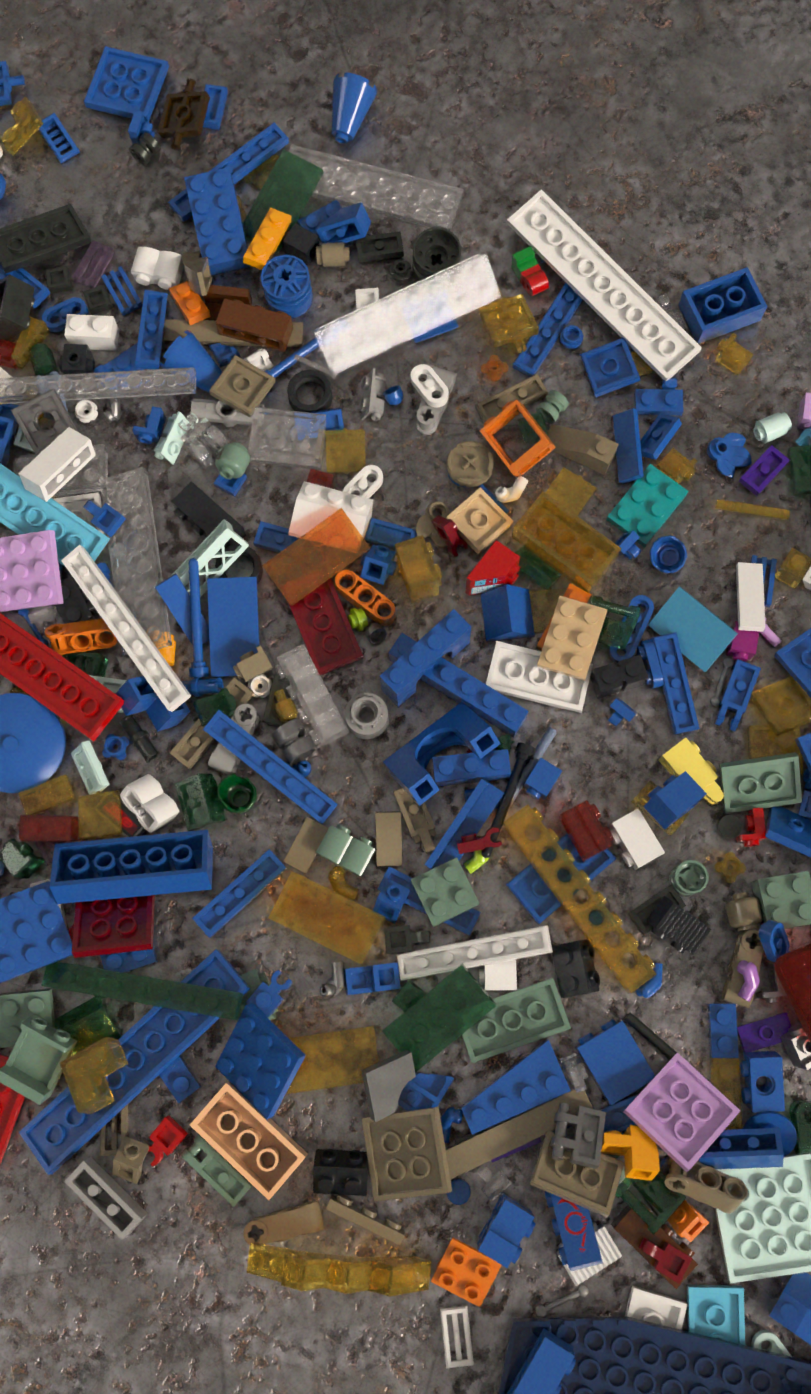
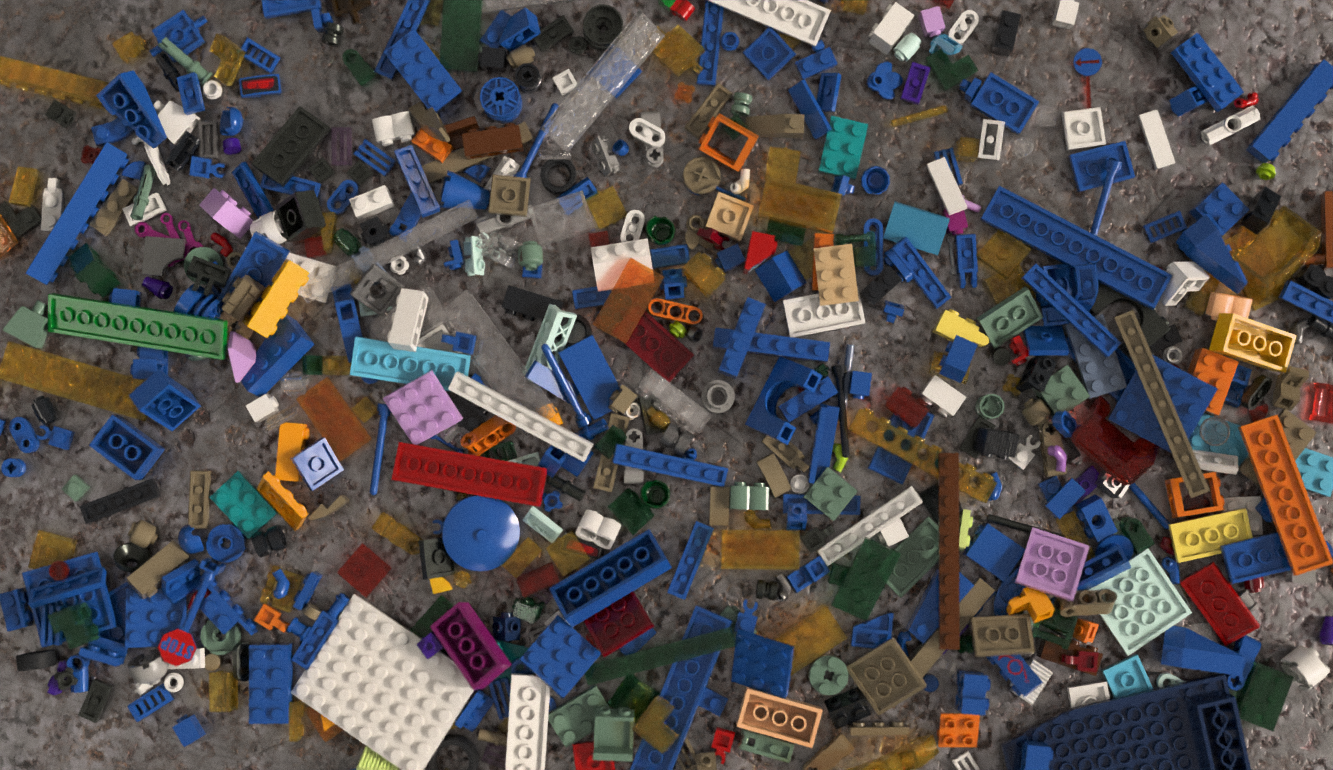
camera: 30 degrees left, 10 degrees up
(41, 166) = (259, 85): none -> slope
(153, 190) = (360, 69): none -> clear green piece
(267, 238) = (469, 70): light orange plate -> none
(318, 974) = (771, 589): none -> pearl dark grey wheel
(324, 1127) = (838, 677): none -> sand green brick
(328, 278) = (528, 78): none -> black wheel
(385, 1082) = (851, 638): dark grey tile -> none
(392, 500) = (660, 230): none -> dark green hair
(413, 864) = (799, 484): none -> white plate
(457, 566) = (730, 258): none -> blue brick
(471, 842) = (833, 452): dark red plate -> none
(524, 1163) = (969, 644): none -> clear green plate
(541, 1310) = (1016, 730): light grey hinge -> none
(556, 1033) = (948, 550): none -> reddish brown plate
(575, 1071) = (971, 570): clear plate -> none
(583, 1025) = (965, 523): none -> yellowish green plate
(587, 1135) = (998, 608): flat silver plate -> none
(677, 466) = (852, 108): clear yellow bracket -> none
(705, 957) = (1024, 454): none -> white plate
(734, 1036) = (1065, 498): none -> blue tile
(762, 395) = (891, 28): none -> white container
(765, 864) = (1036, 373): none -> black bracket

